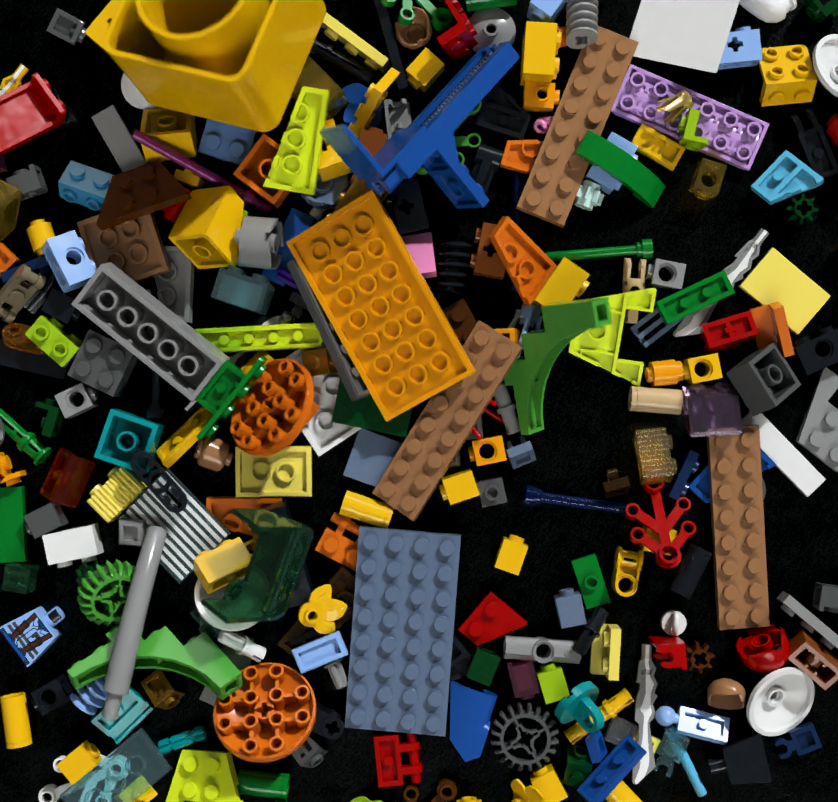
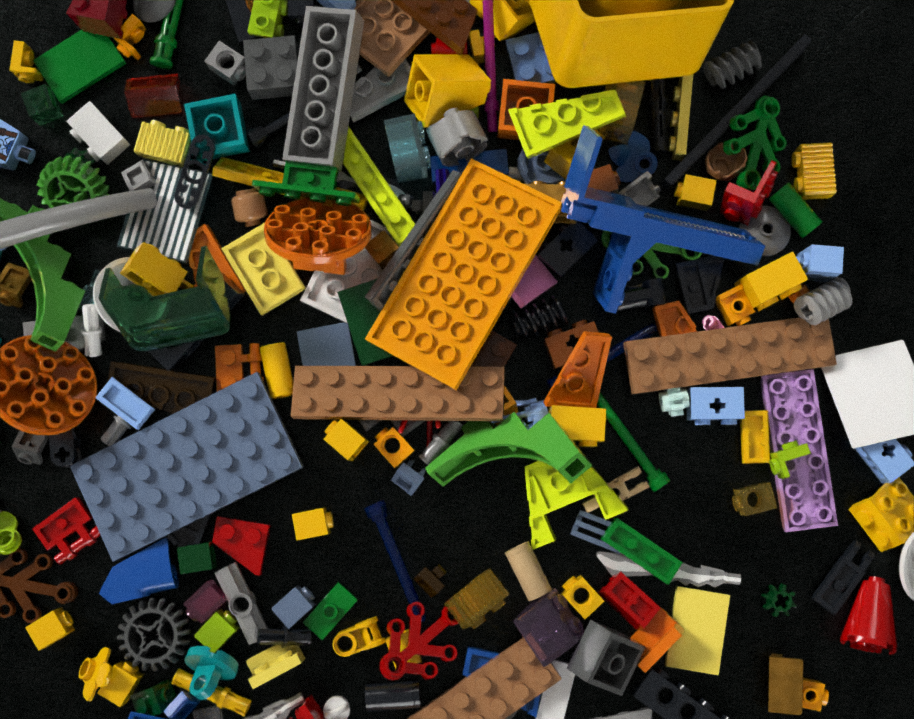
camera: 65 degrees right, 5 degrees down
(45, 520) = (105, 97): dark grey brick -> none
(53, 419) = (196, 53): dark green bracket -> none
(325, 609) = (166, 385): yellow plate -> none
(376, 95) = (646, 160): yellow wing -> none
(491, 491) = (358, 471): dark grey brick -> none
(622, 167) = (717, 415): green slope -> none
(664, 372) = (558, 564): light orange brick -> none
(676, 271) = (656, 519): light grey brick -> none
(677, 103) = (808, 432): pearl gold piece -> none
(686, 466) = (463, 638): dark blue plate -> none
(785, 179) = (797, 569): medium azure wing -> none

